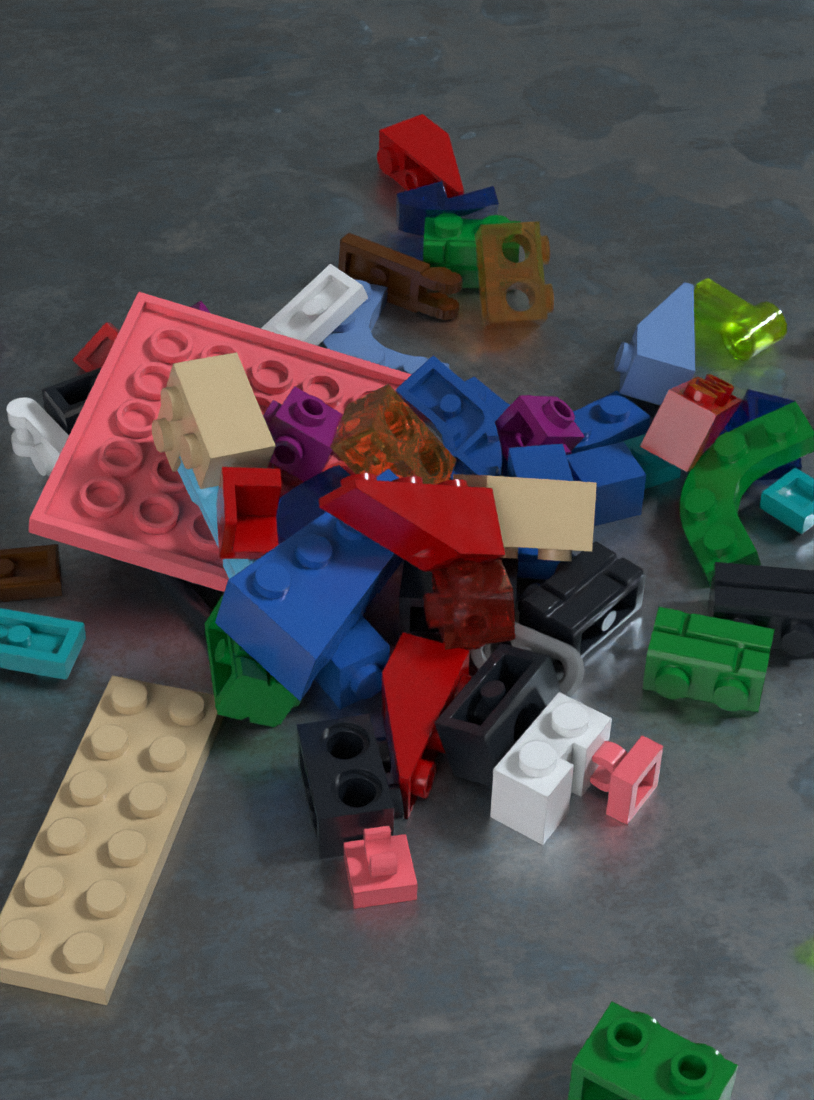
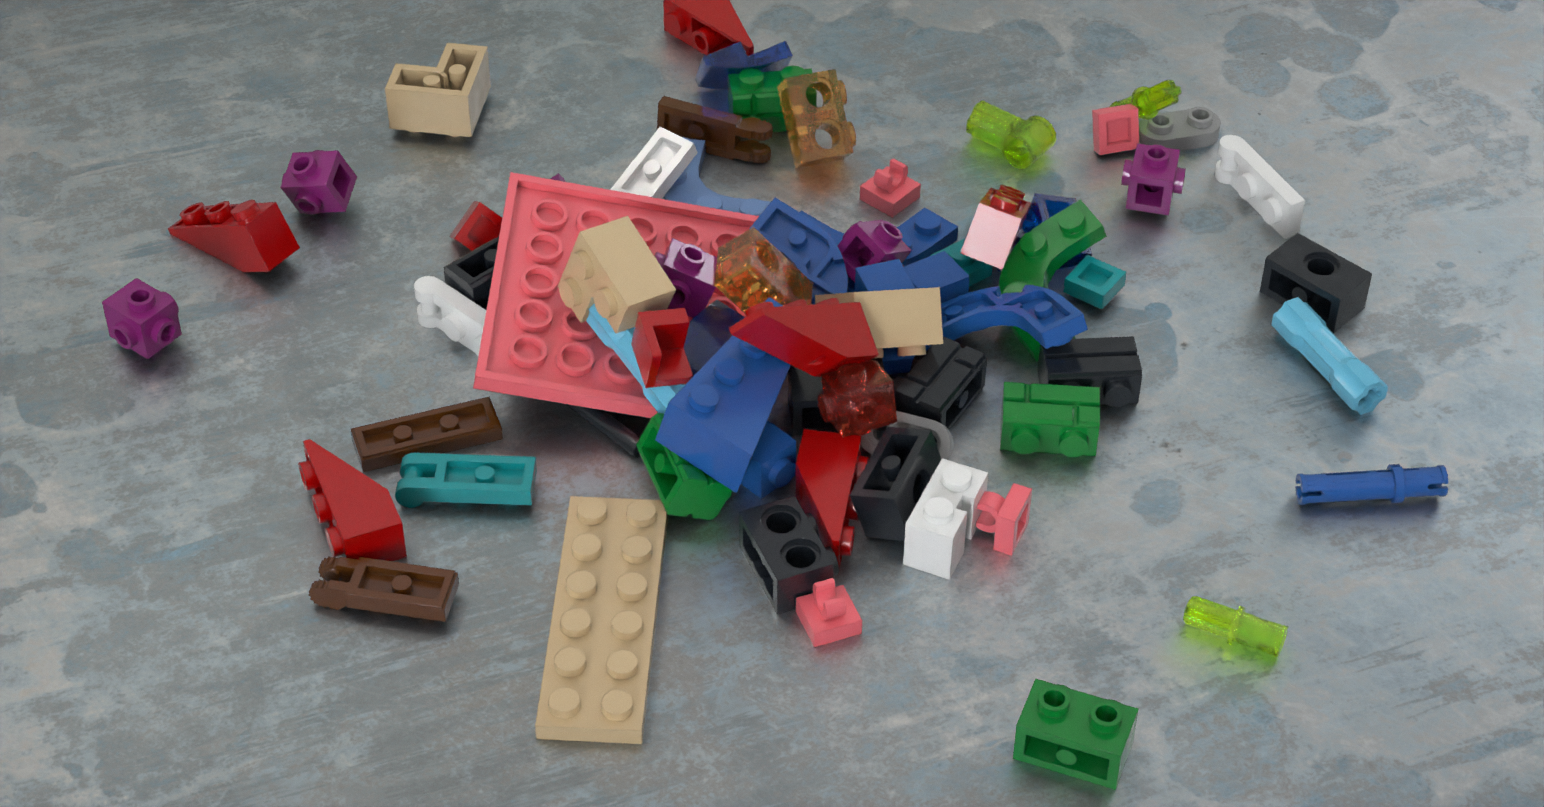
camera: 10 degrees left, 0 degrees up
(111, 208) = (440, 97): none -> tan brick
(582, 365) = (890, 189): none -> coral tile
(660, 349) = (957, 170): medium blue slope -> none
(715, 526) = (1035, 310): none -> blue plate

